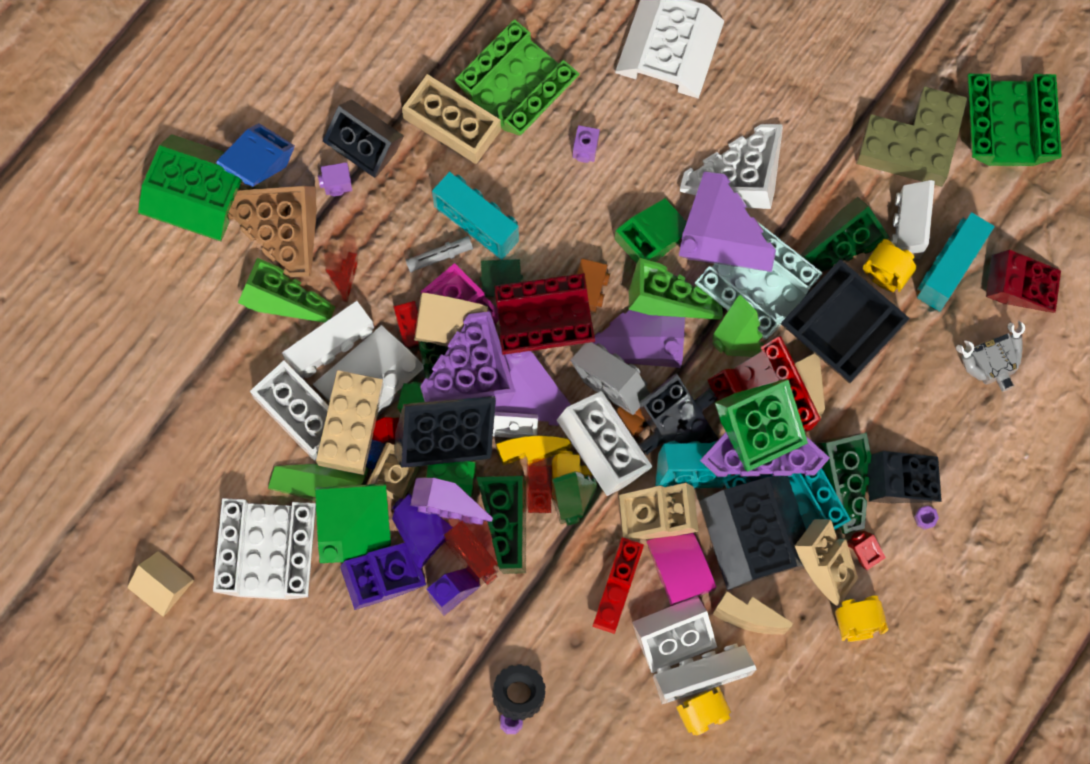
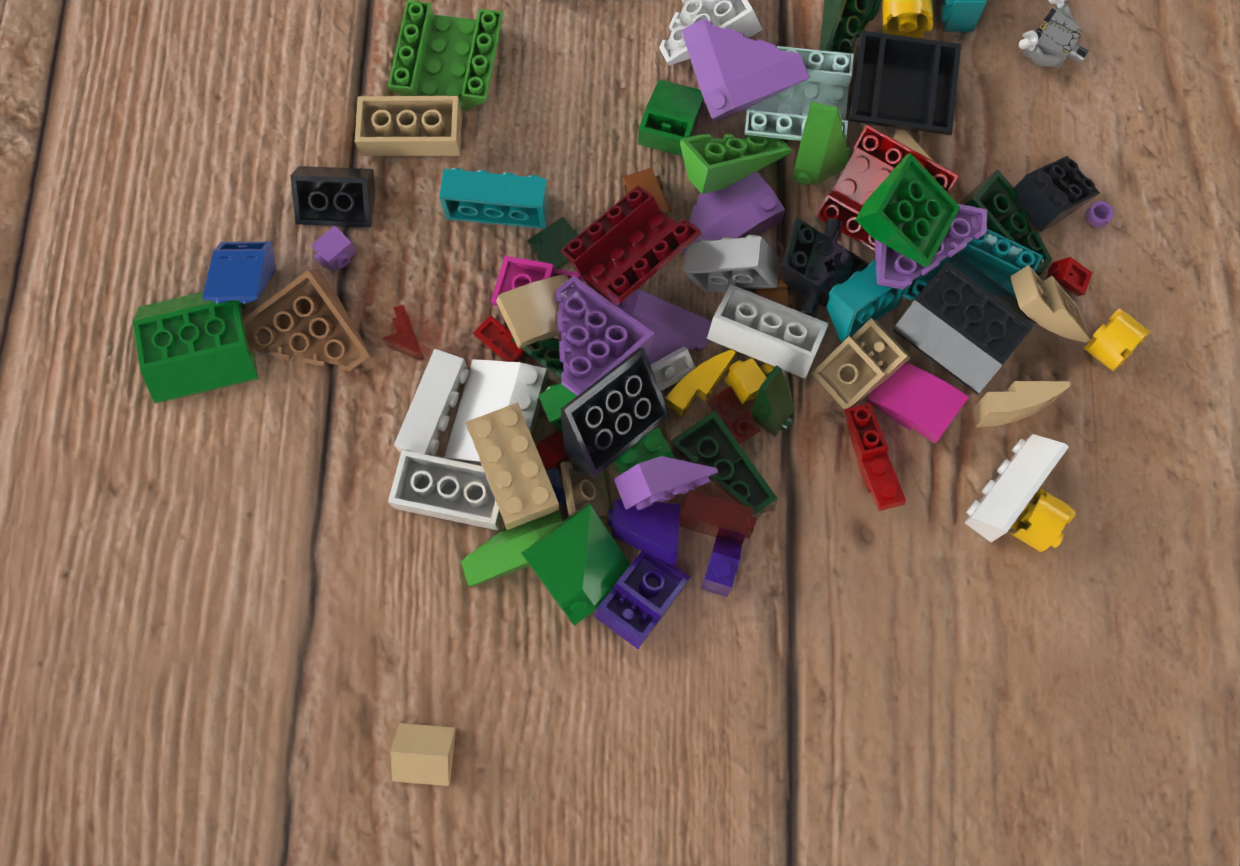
camera: 30 degrees left, 0 degrees up
(264, 550) = (509, 649): white slope -> none
(276, 294) = (343, 395): bright green wedge -> none
(449, 250) = (489, 250): light grey pin -> none
(510, 726) = (866, 655): medium lavender tile -> none
(518, 674) = (855, 642): black tyre -> none
(586, 144) = (552, 74): medium lavender brick -> none
(675, 634) = (958, 467): white slope -> none

